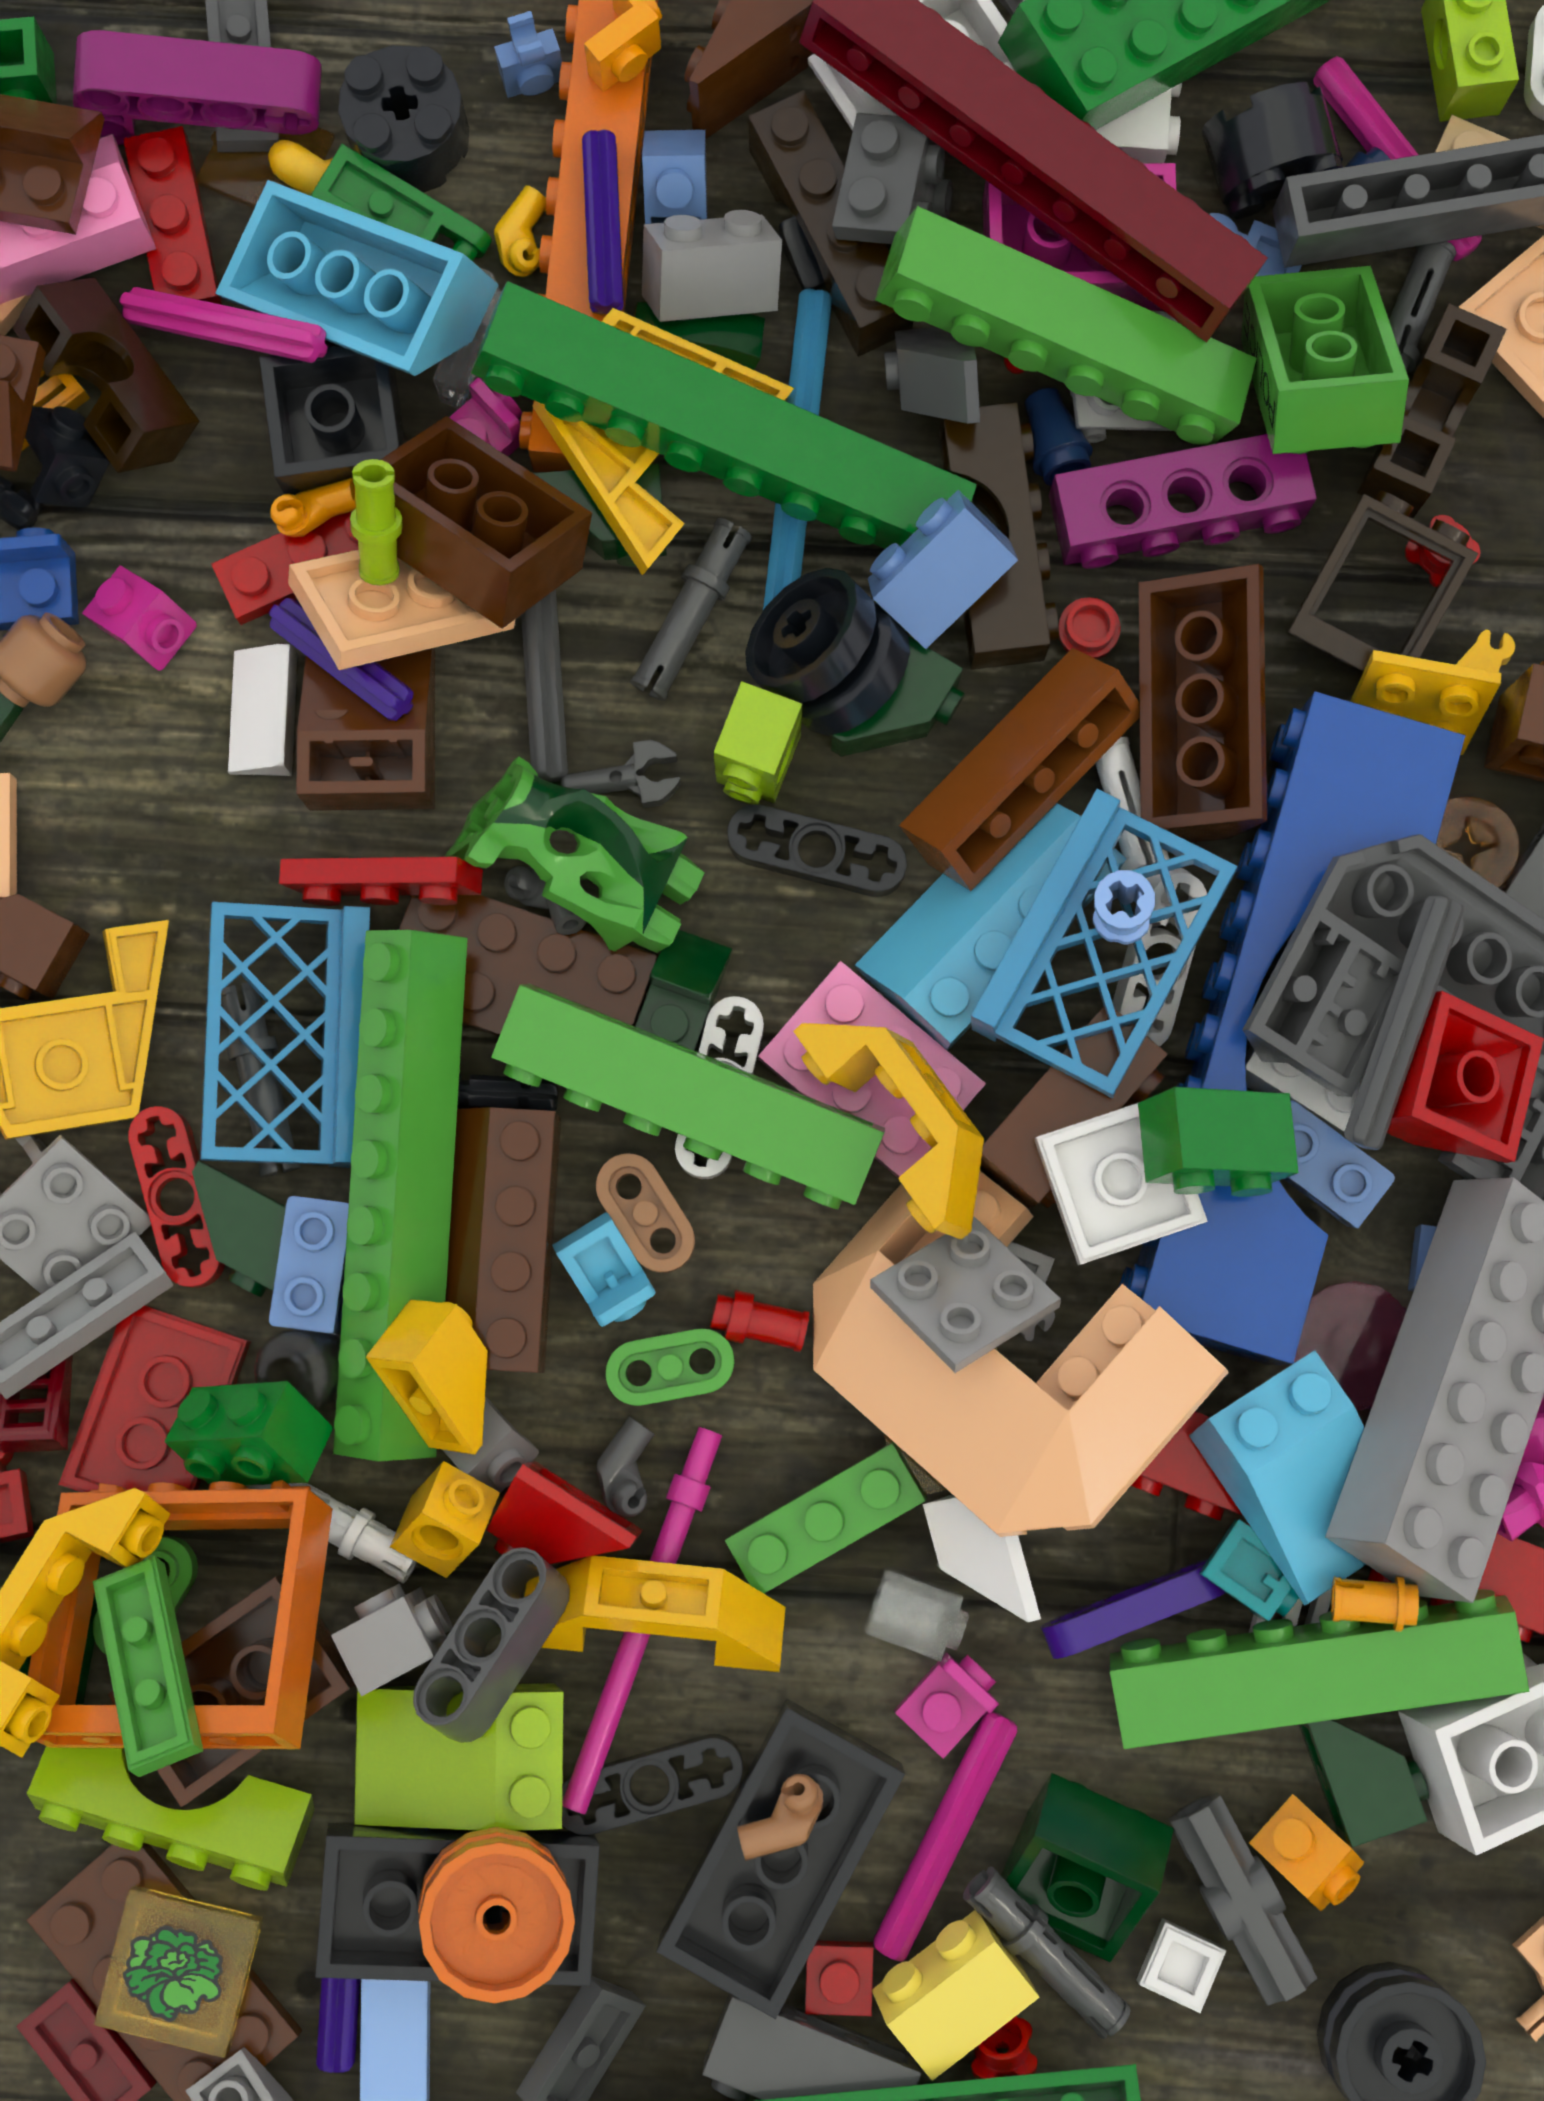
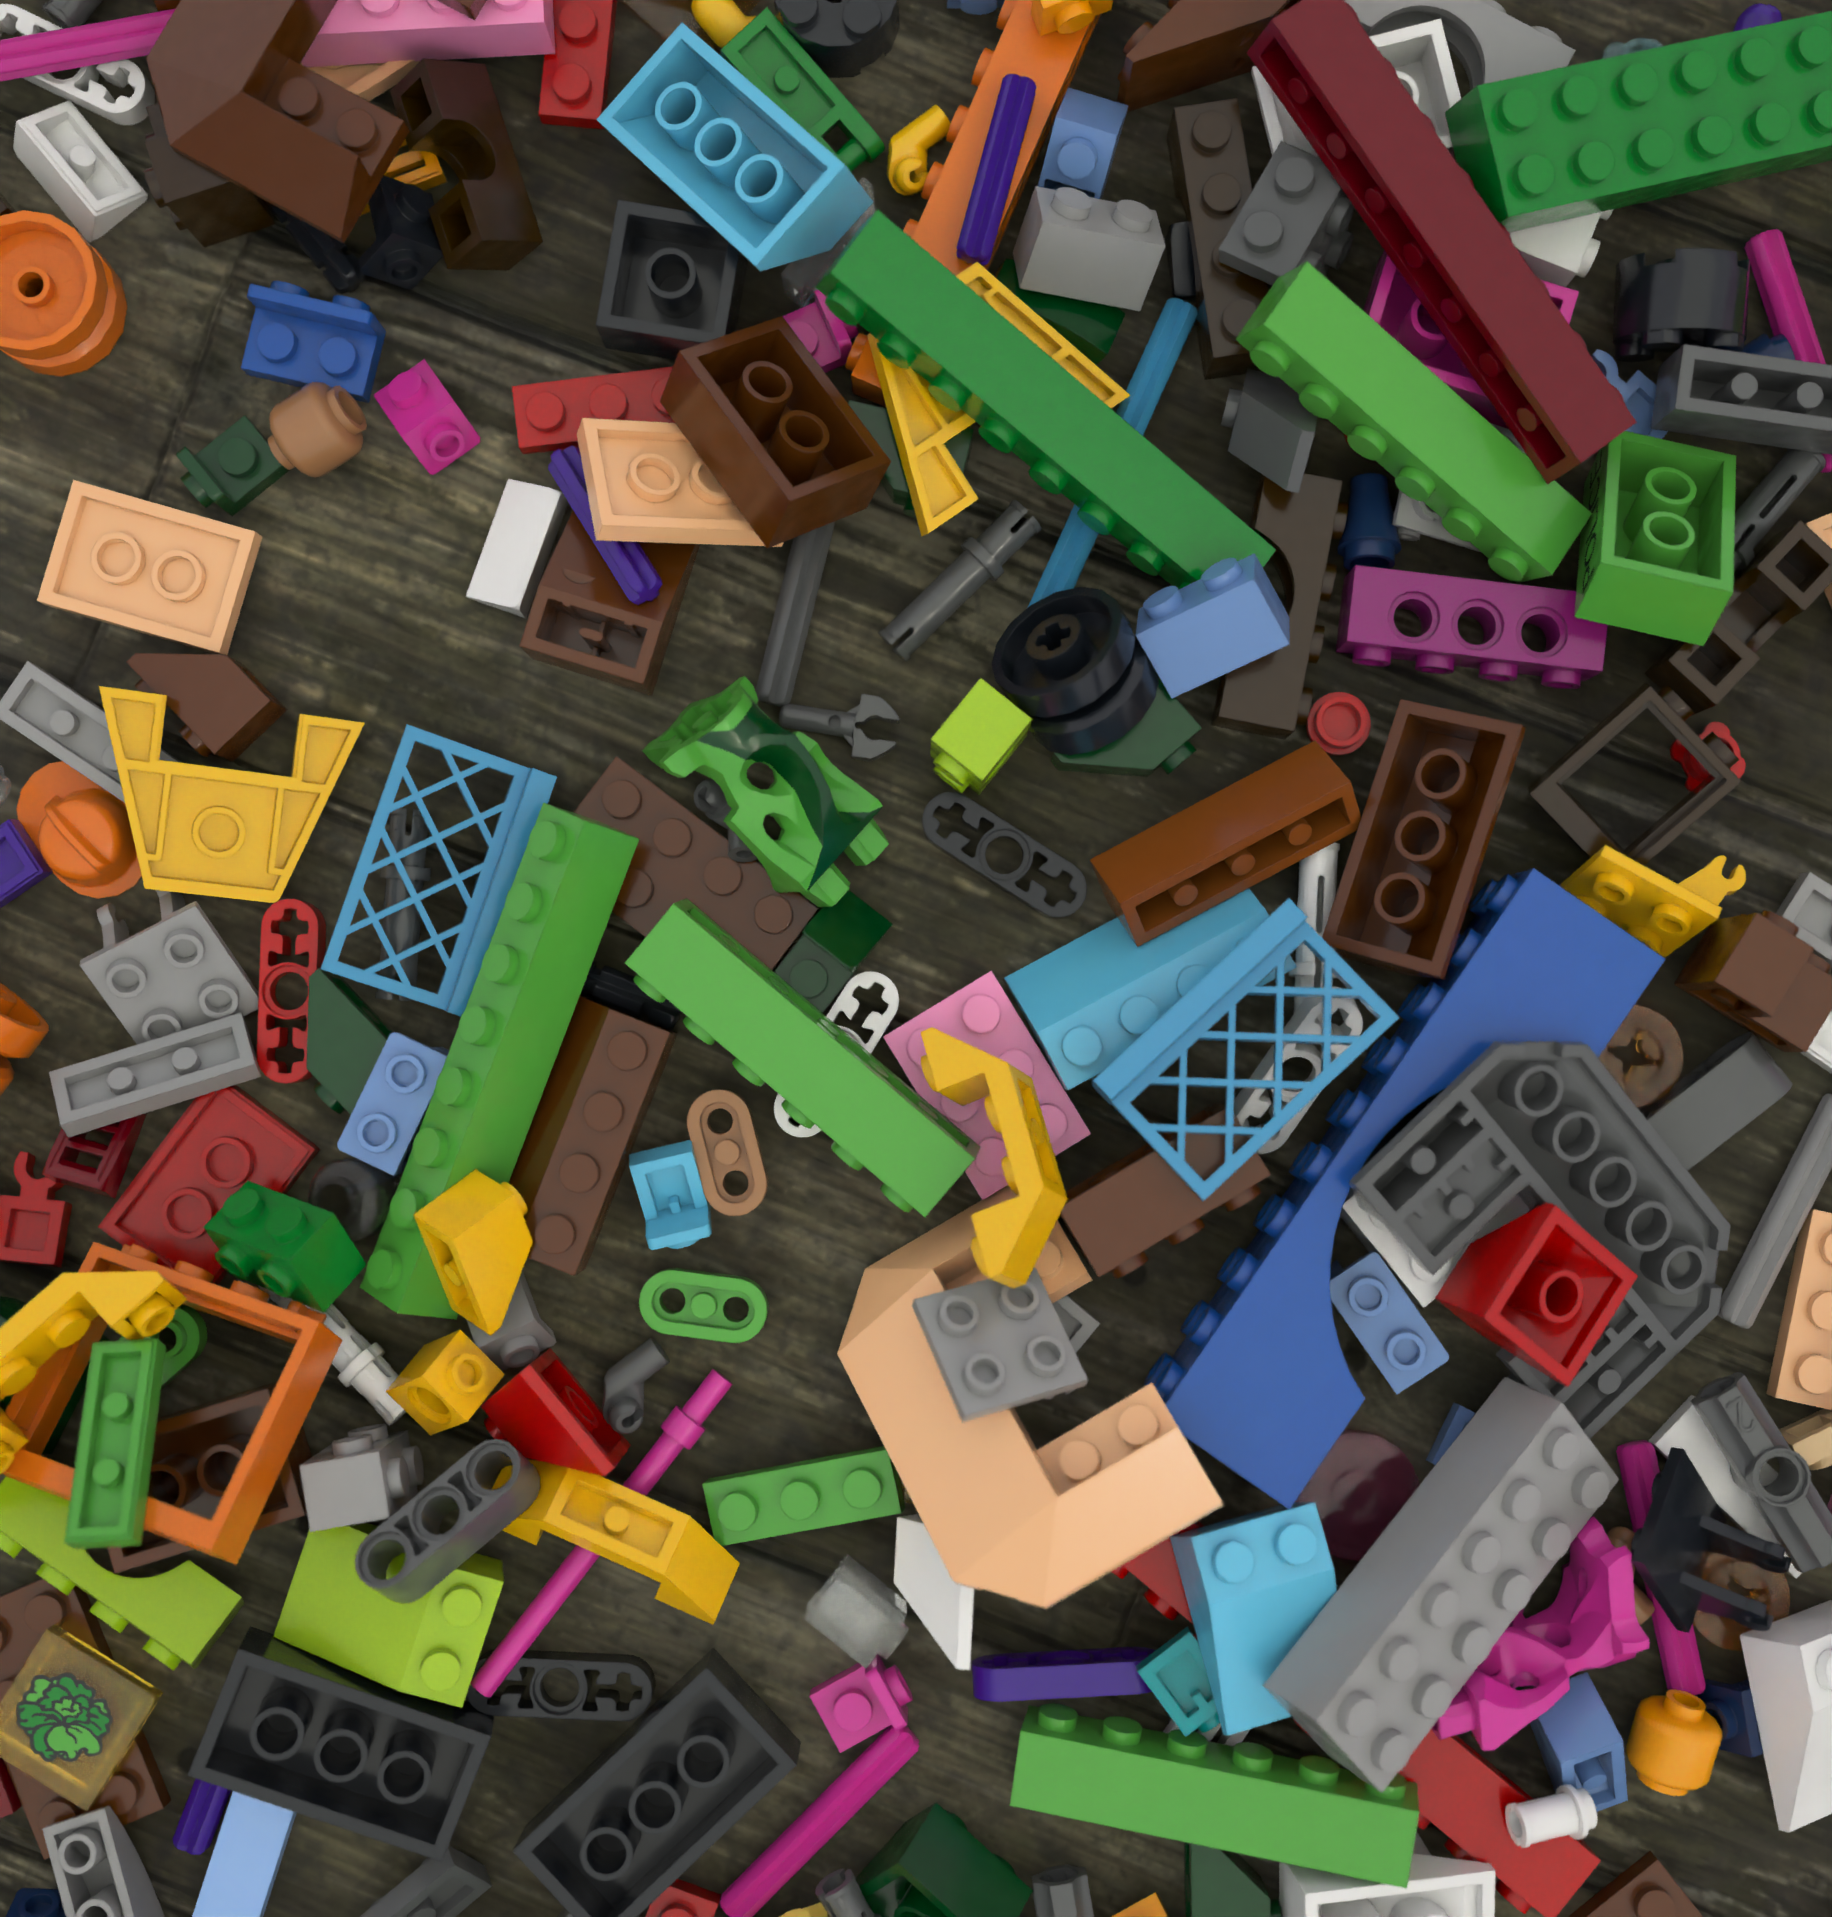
camera: 20 degrees right, 5 degrees up
(224, 324) = (595, 155): dark pink axle -> none
(308, 509) = (622, 364): light orange arm -> none
(376, 521) = (676, 405): lime pin -> none
(381, 879) = (575, 753): red plate -> none
(505, 1957) = (363, 1818): orange wheel -> none
(744, 1318) = (791, 1283): red animal -> none
(790, 1821) = (673, 1777): medium nougat arm -> none
(1103, 1190) = (1184, 1283): white tile -> none
(1127, 887) = (1284, 1007): light blue bush -> none
(1218, 1140) = (1289, 1281): green brick -> none
(1375, 1602) = (1290, 1758): light orange pin -> none
(1403, 1022) = (1508, 1221): dark grey axle -> none

